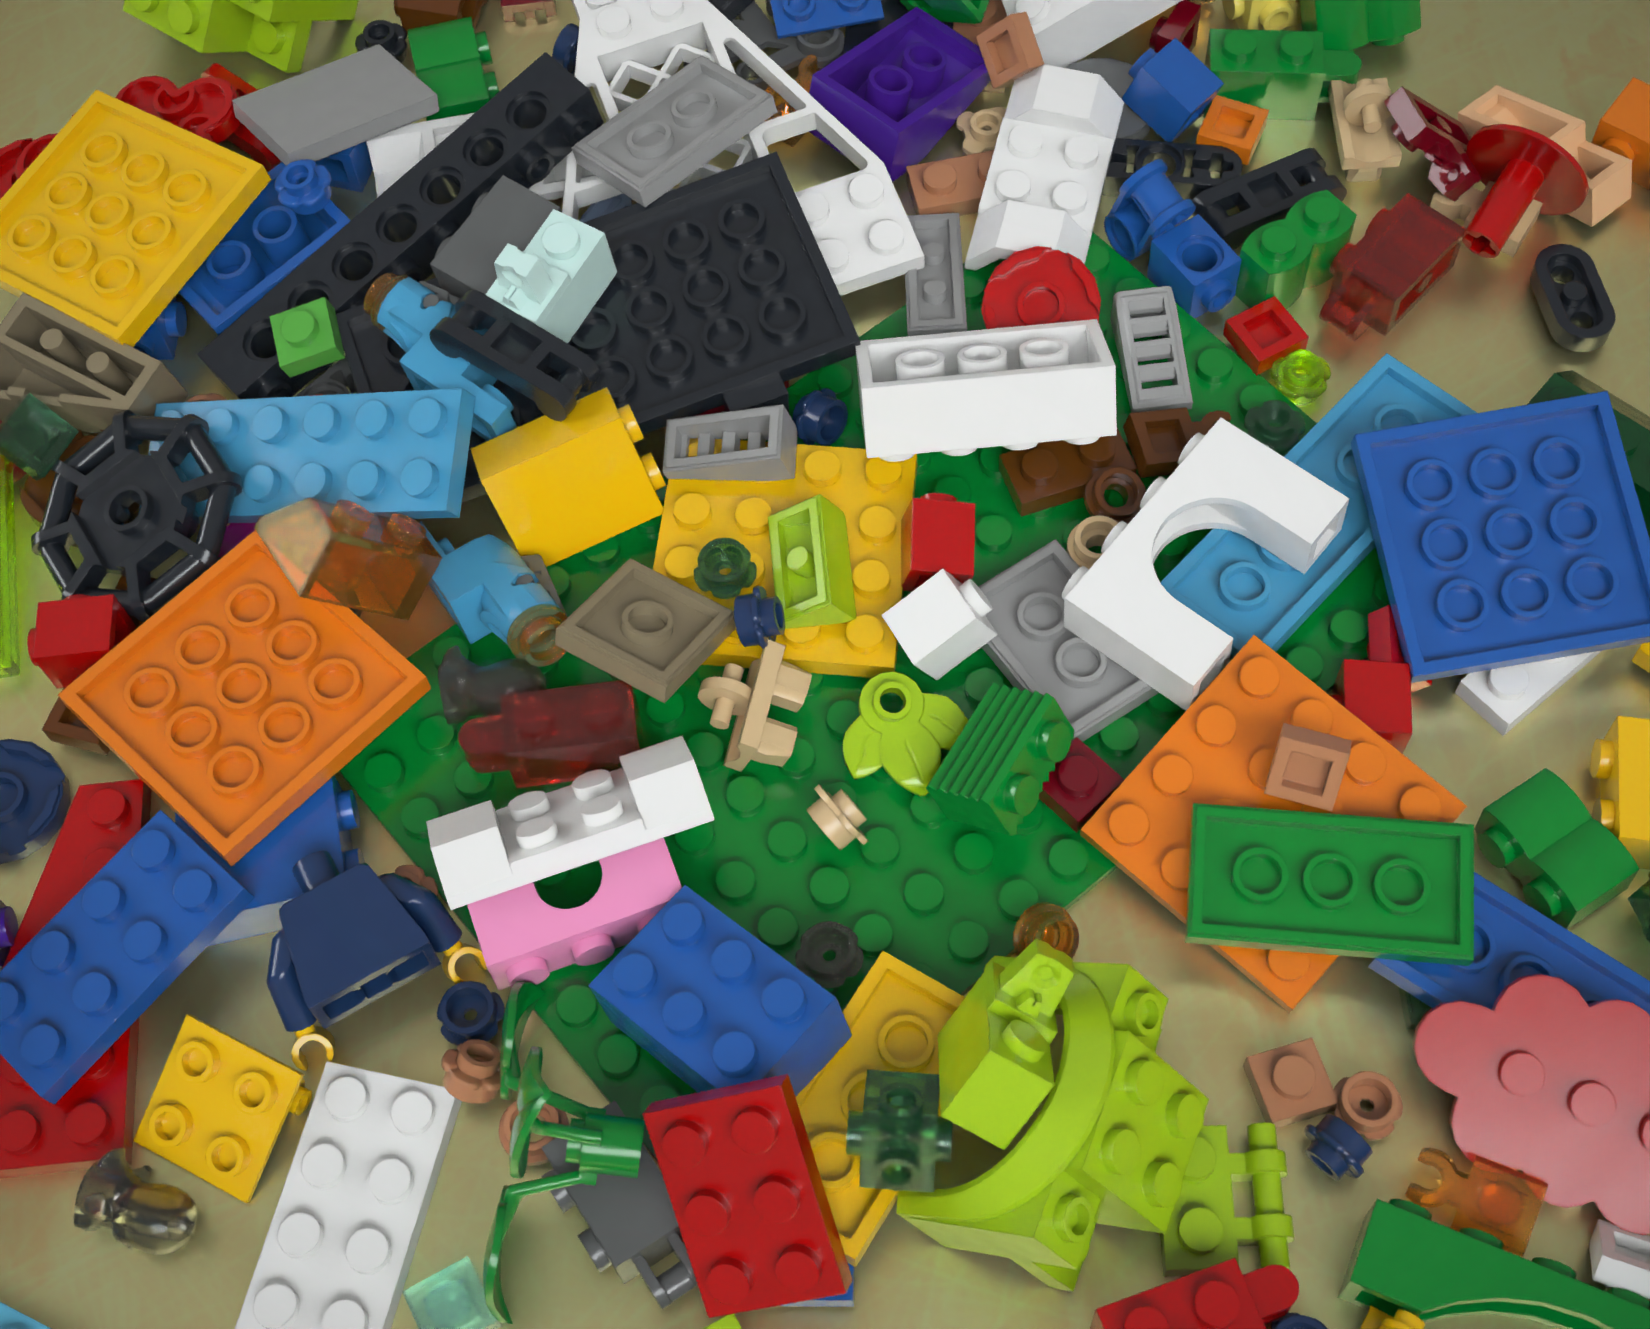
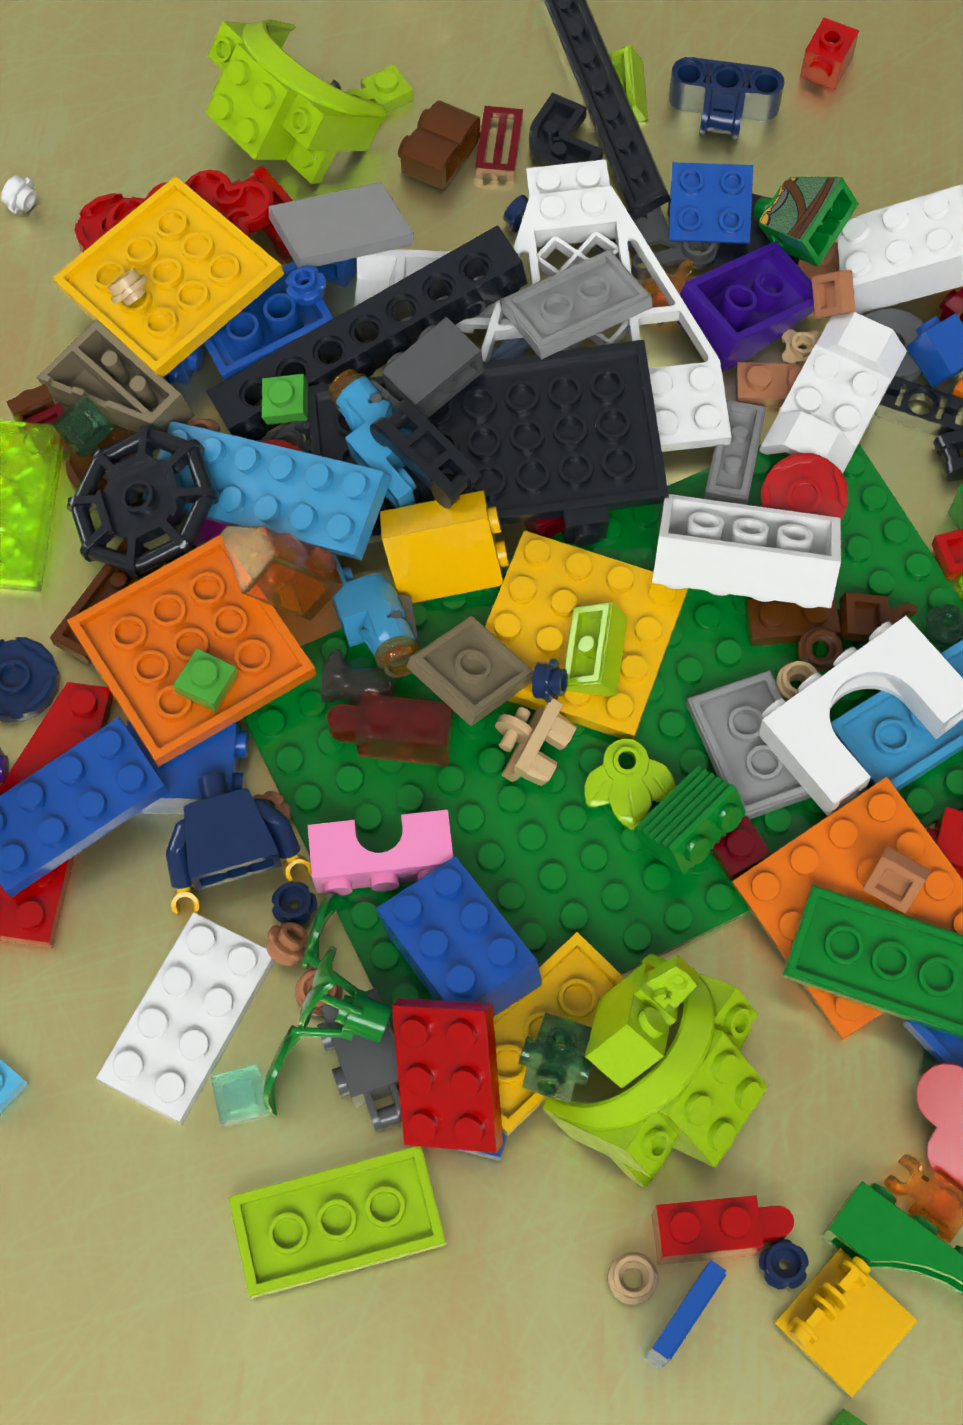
camera: 10 degrees right, 5 degrees up
(57, 239) = (128, 287): none -> tan plate
(76, 634) = (87, 579): red brick -> none
(139, 1212) = (53, 983): clear smoke animal -> none
(220, 1107) = (117, 926): yellow hinge -> none
(273, 727) = (206, 680): none -> bright green plate
(387, 34) = (385, 172): black plate -> none
(451, 63) = (428, 211): green brick -> none
(548, 833) = (388, 794): white piece -> none
(556, 275) = (466, 400): light aqua hinge -> none
(724, 554) = (536, 628): clear green plate -> none
(754, 464) = (575, 566): light grey slope -> none
(820, 417) = (628, 541): dark blue plate -> none
(829, 937) = (544, 913): clear smoke plate -> none
(838, 817) = (569, 832): tan plate -> none
(935, 537) = (686, 656): red brick -> none
(941, 623) = (674, 713): white brick -> none
(1058, 925) = (700, 946): clear orange plate -> none
(1145, 210) = (899, 441): blue piece -> none
(1149, 314) = (878, 520): light grey slope -> none
(1196, 266) = (924, 475): blue brick -> none
(1204, 1220) = (743, 1165): lime plate -> none
(1290, 1083) = (828, 1088): nougat plate -> none
(1337, 1148) = (846, 1139): dark blue plate -> none
(1380, 1093) = (887, 1111): nougat plate -> none

